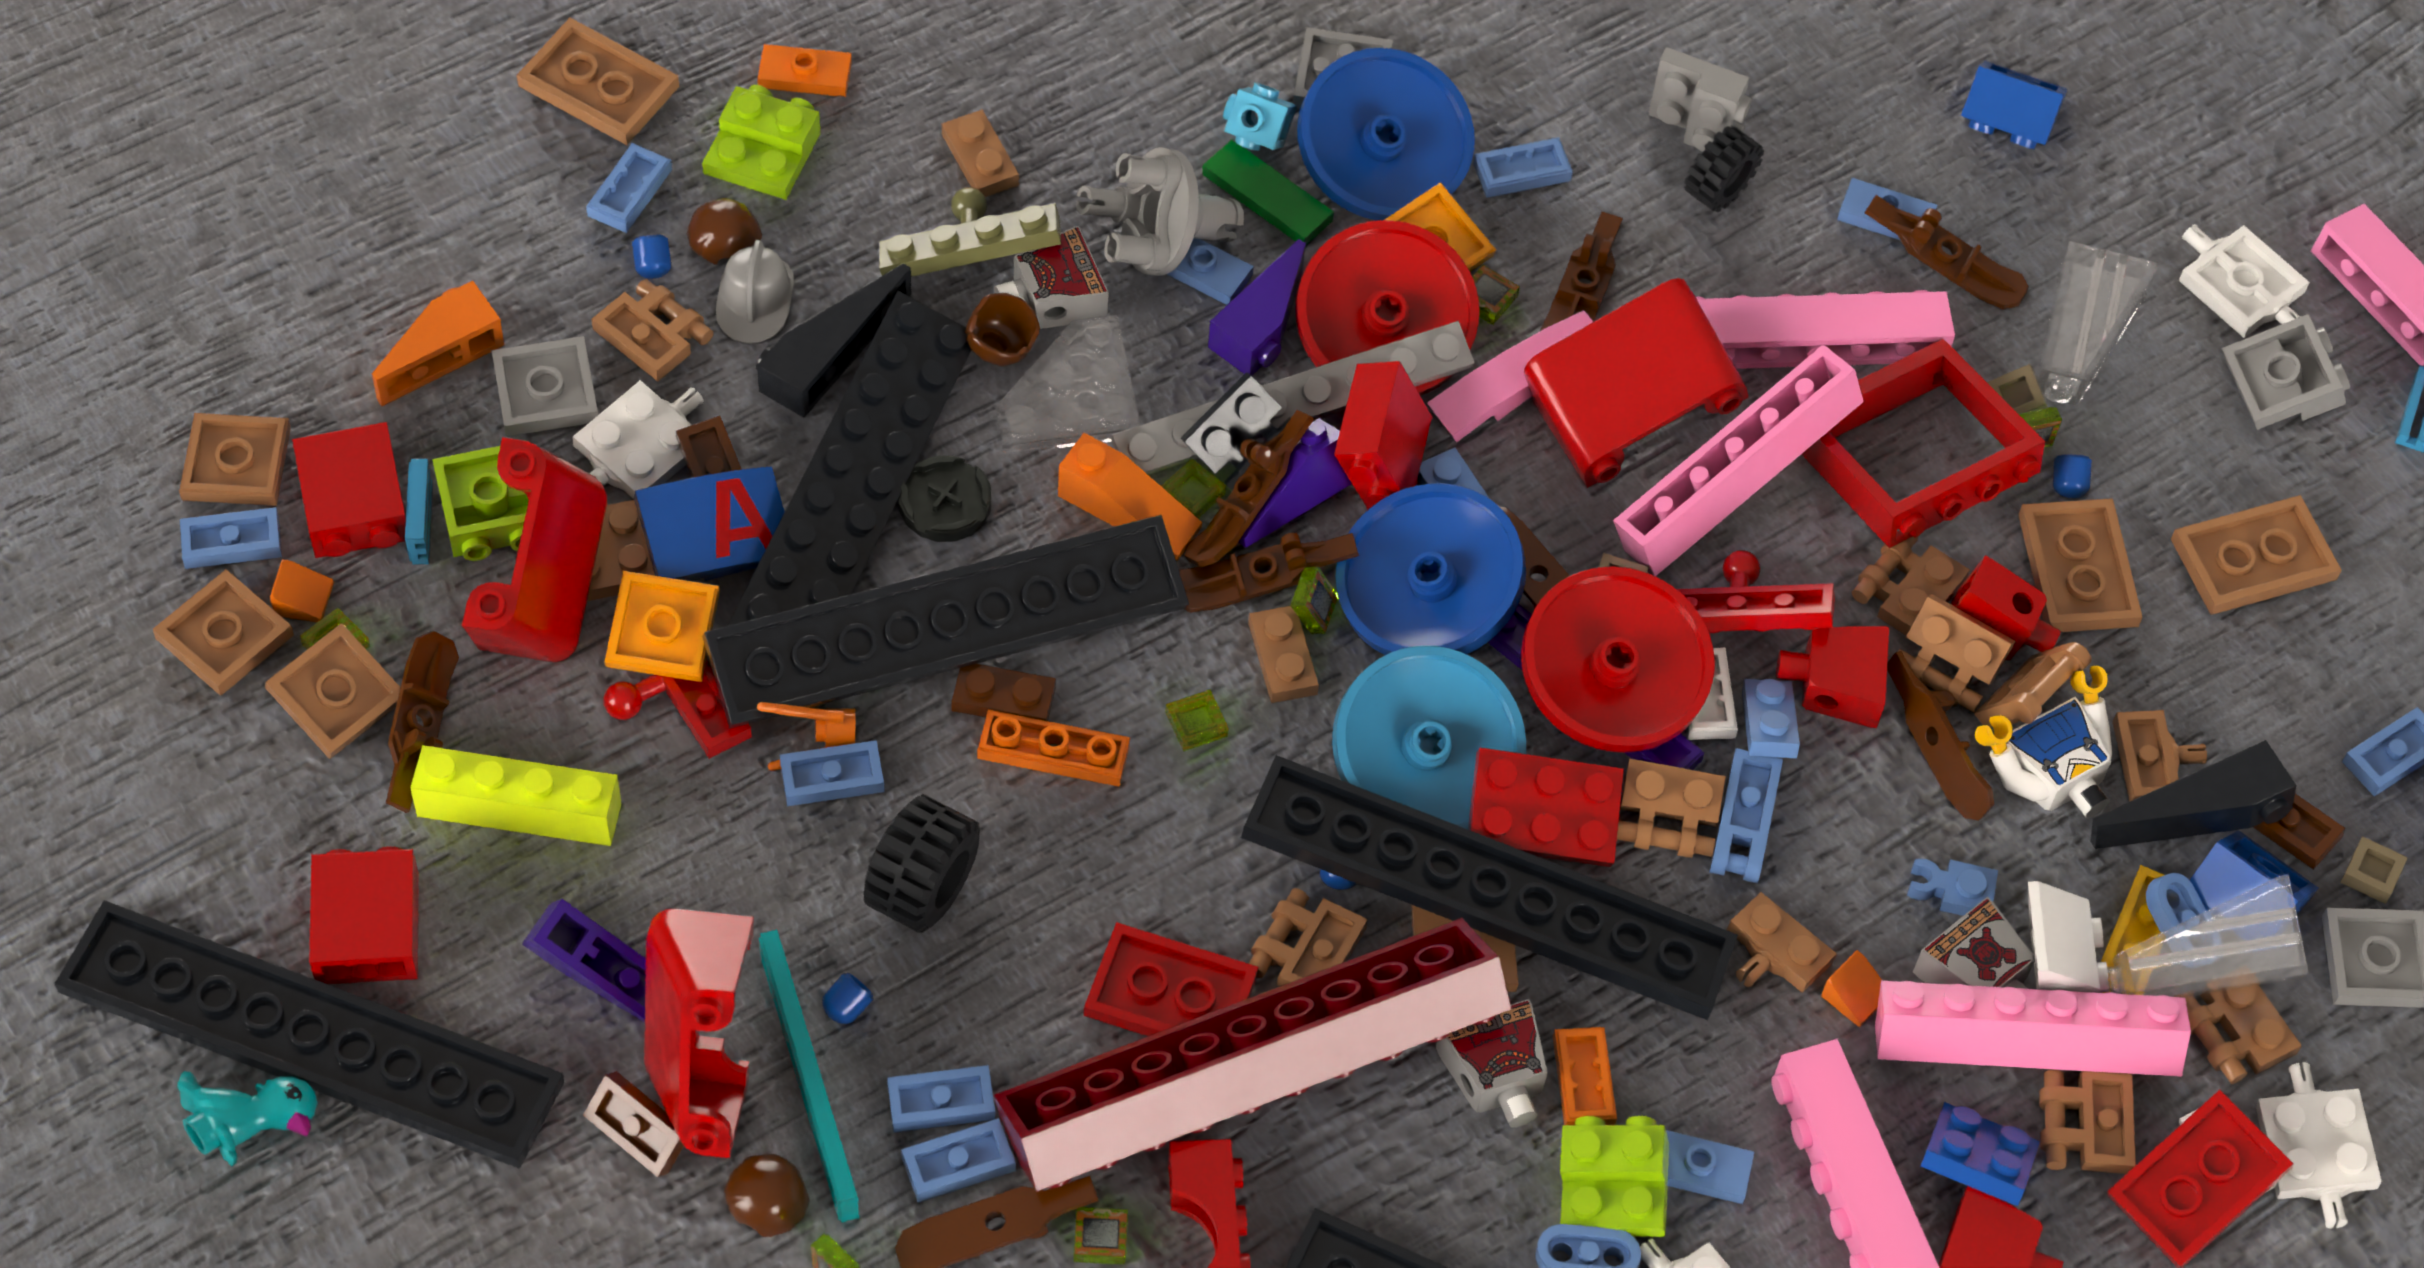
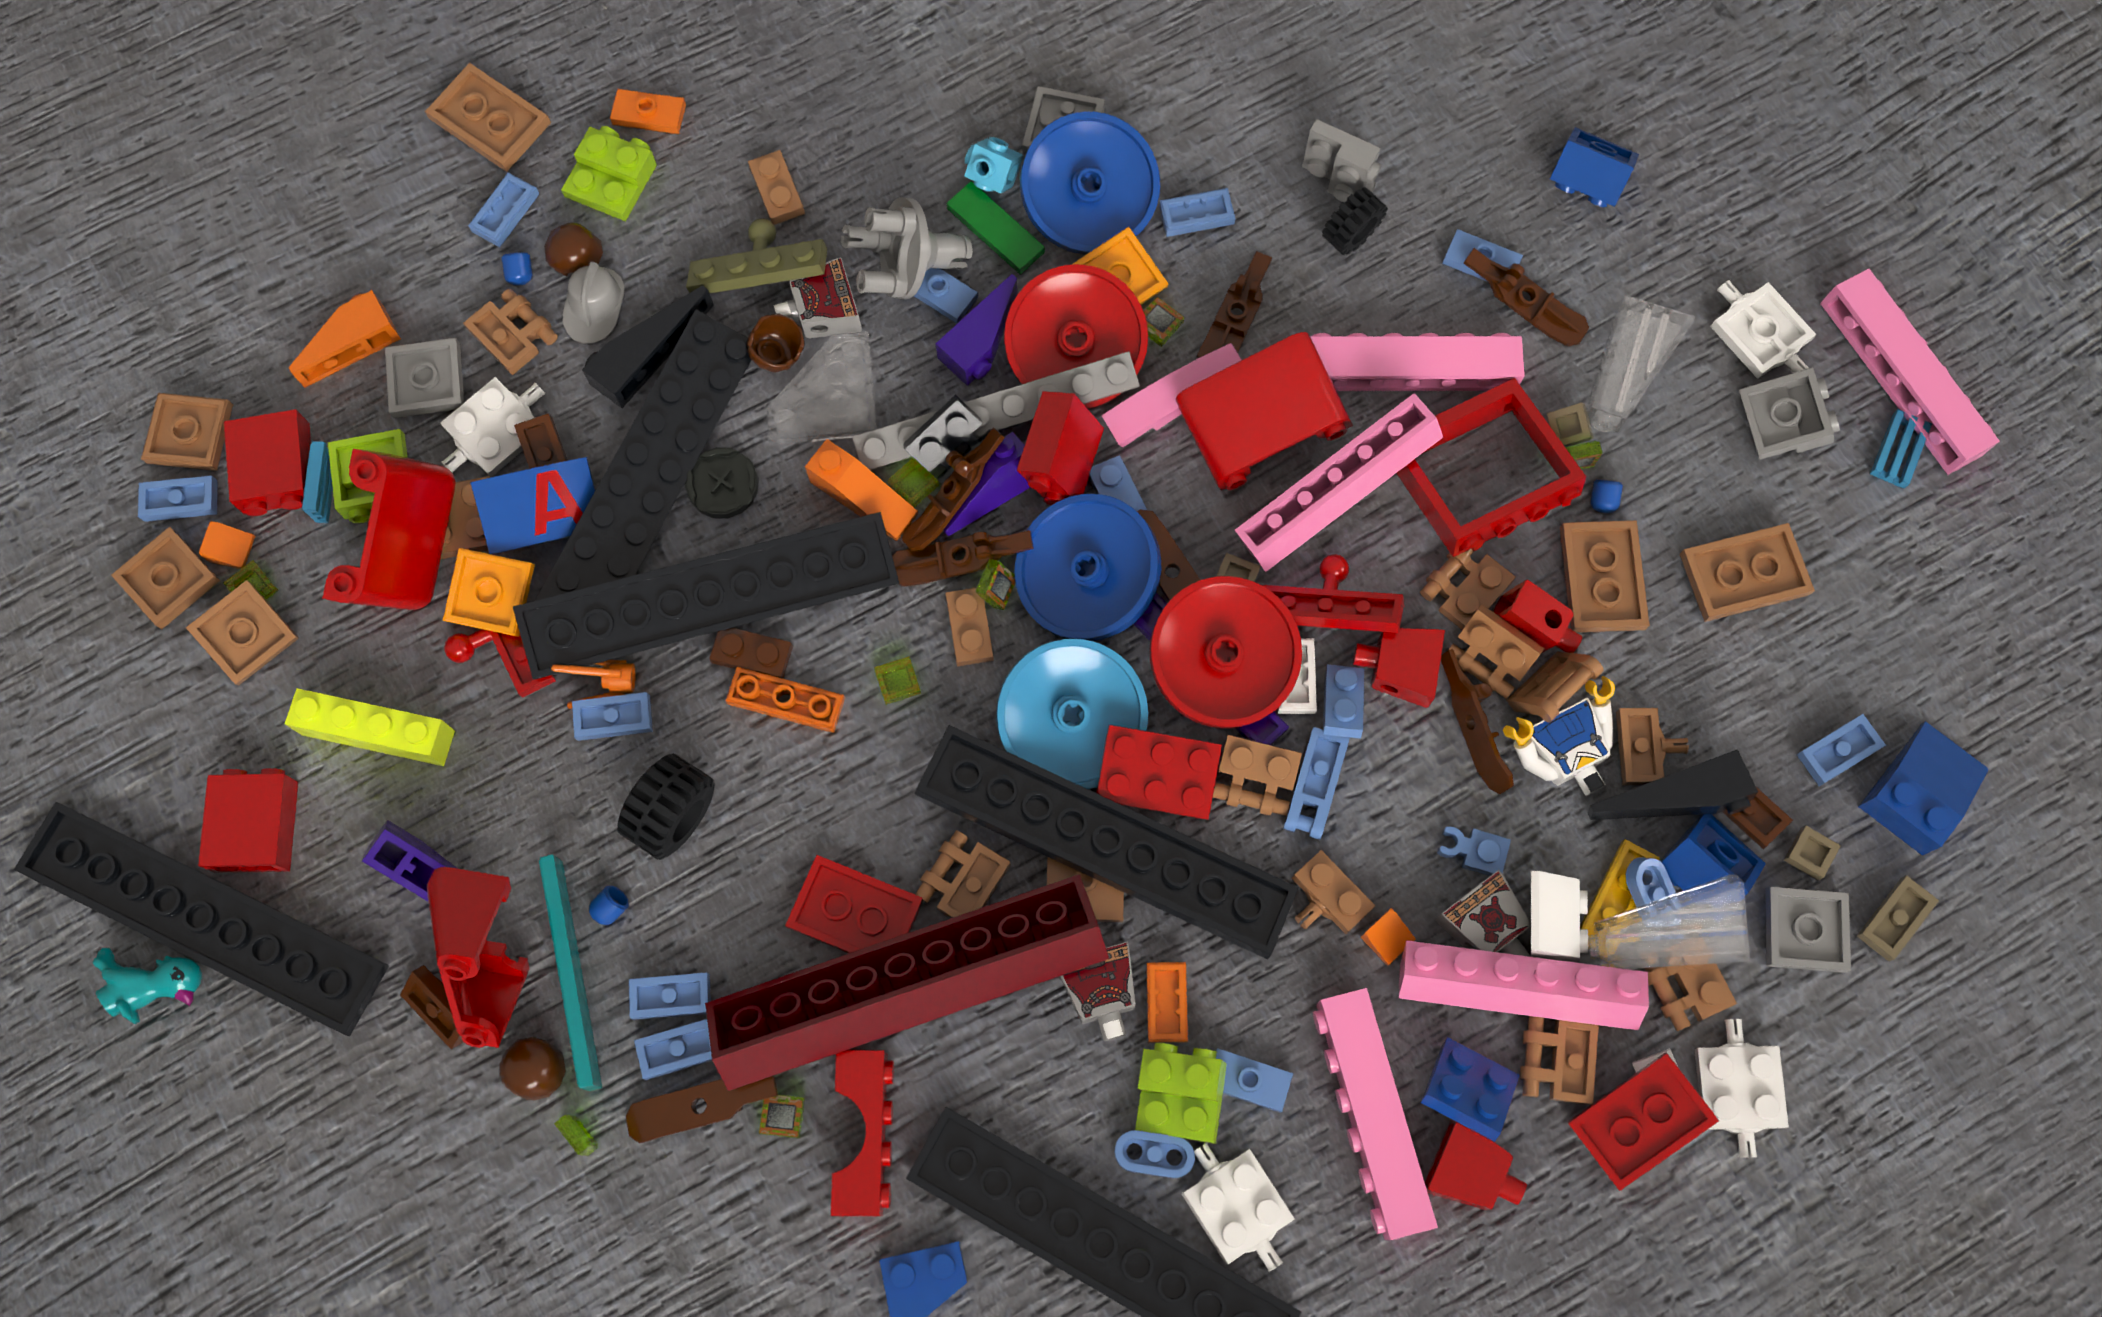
camera: 10 degrees right, 15 degrees up
(420, 694) = (311, 636): reddish brown piece -> none

